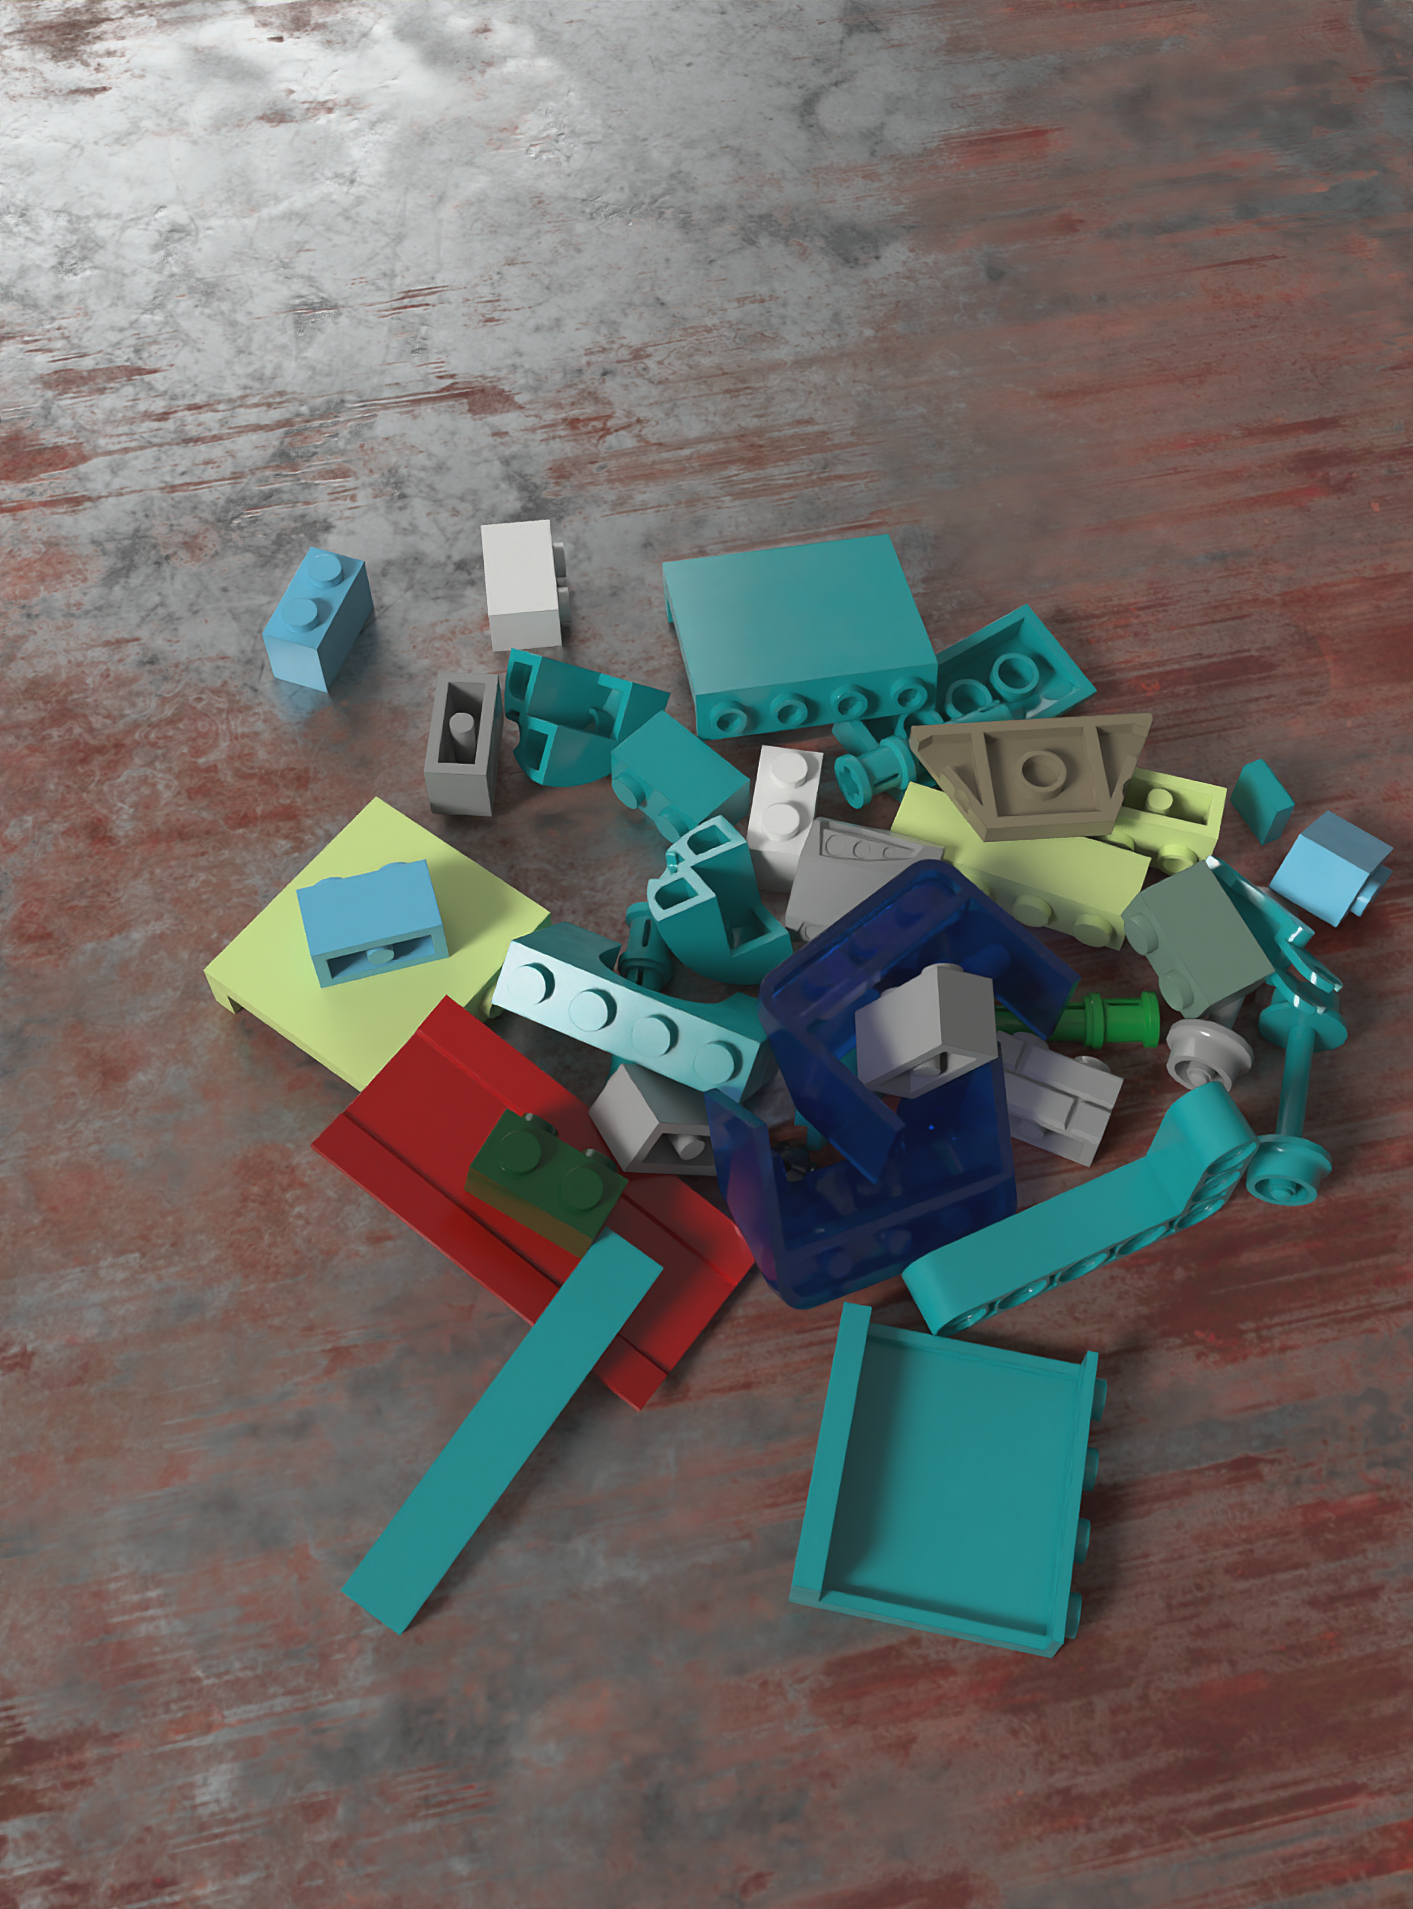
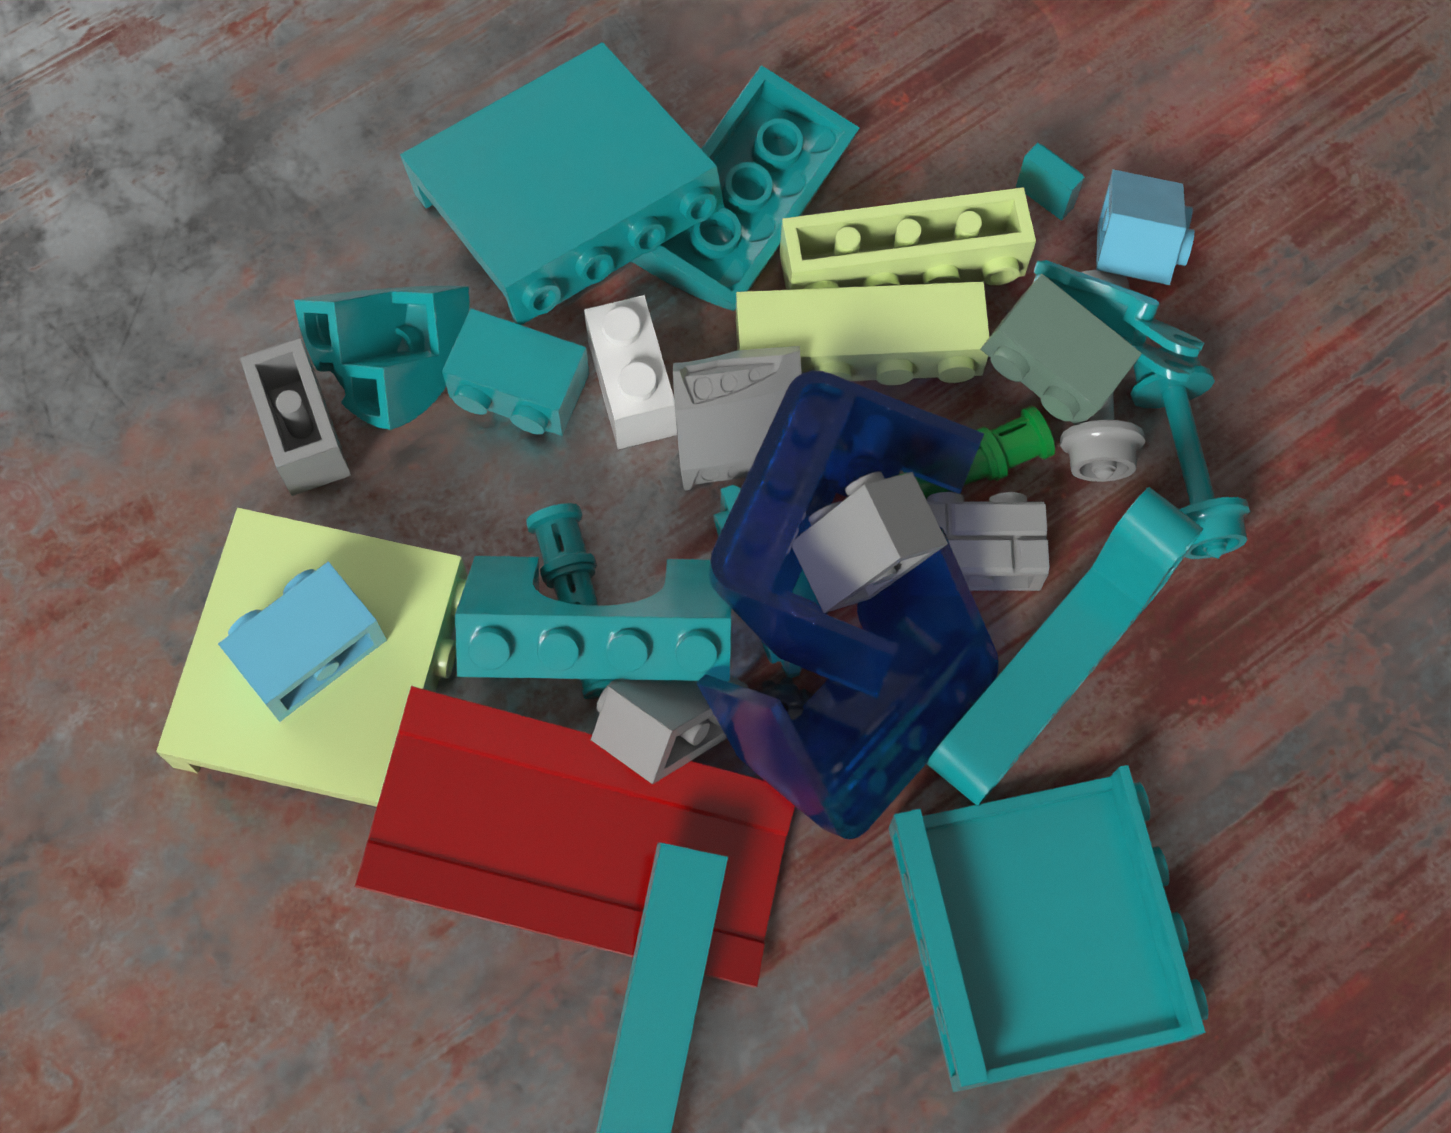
camera: 25 degrees left, 10 degrees up
(318, 619) = (84, 341): medium azure brick -> none
(522, 585) = (269, 225): white brick -> none
(545, 1181) = (589, 825): dark green brick -> none
(713, 908) = (608, 489): teal brick -> none
(895, 762) = (718, 272): teal pin -> none
(1035, 773) = (853, 243): dark tan wing -> none

